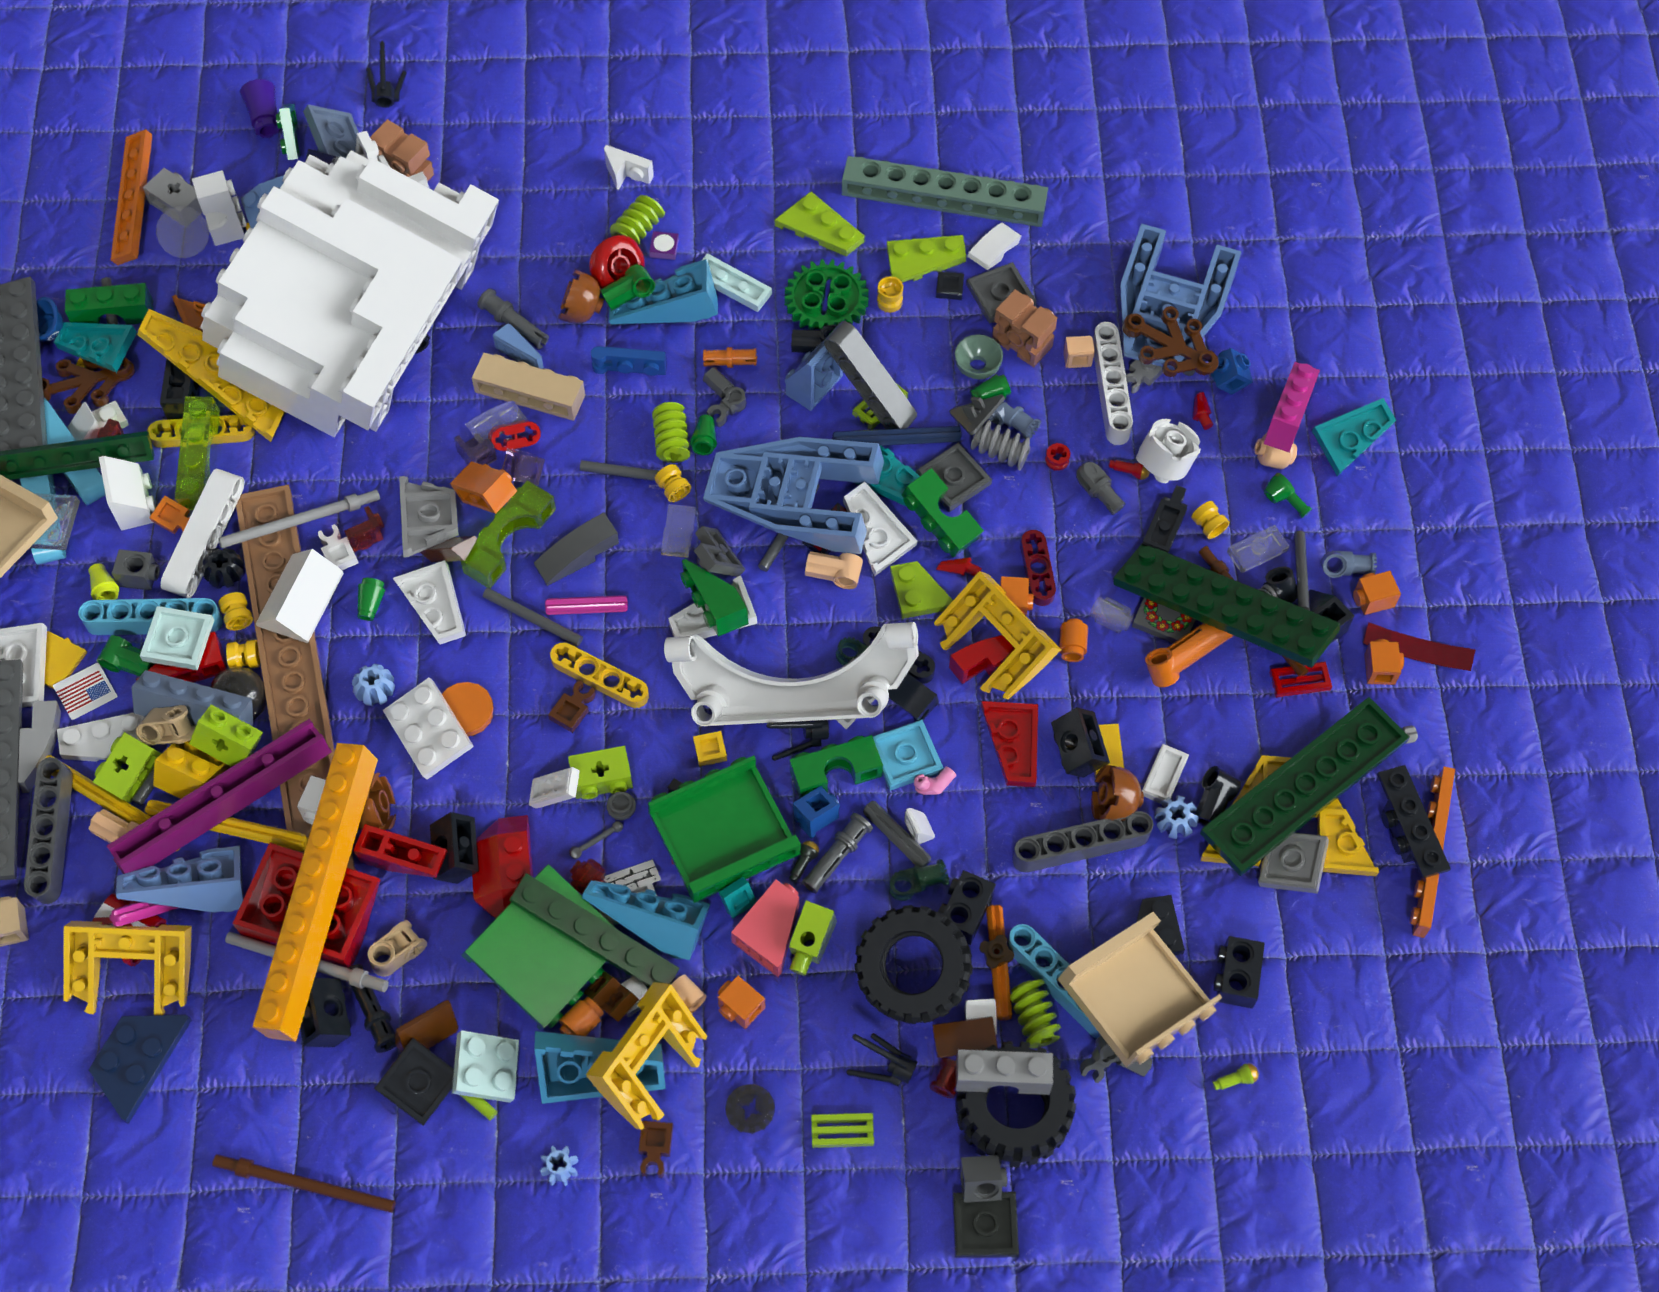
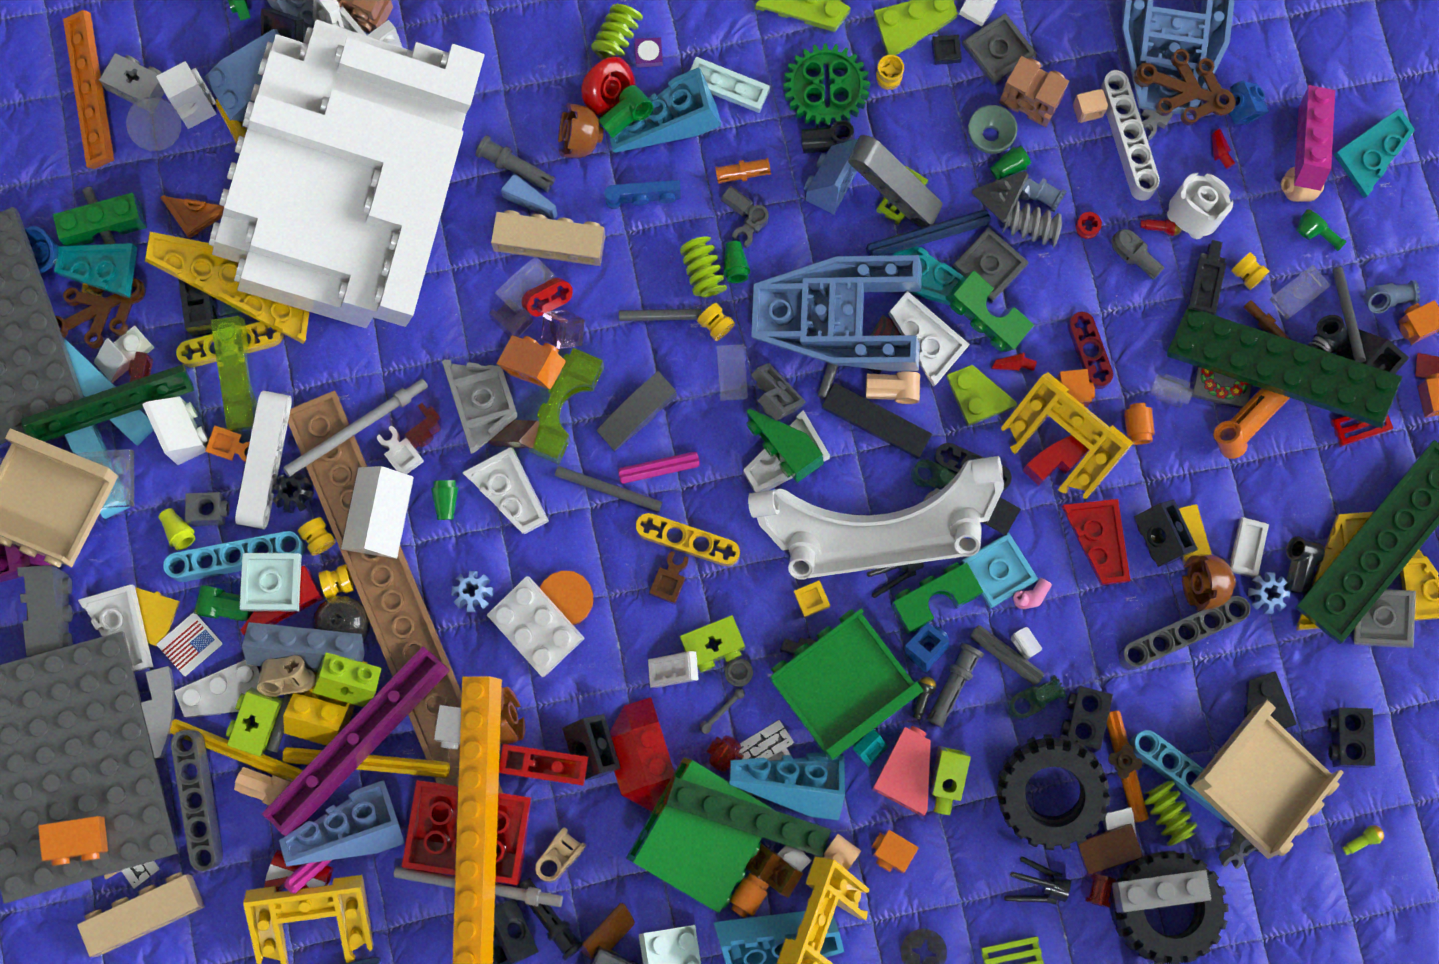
camera: 10 degrees left, 15 degrees up
(811, 597) = (876, 420): none -> black tile

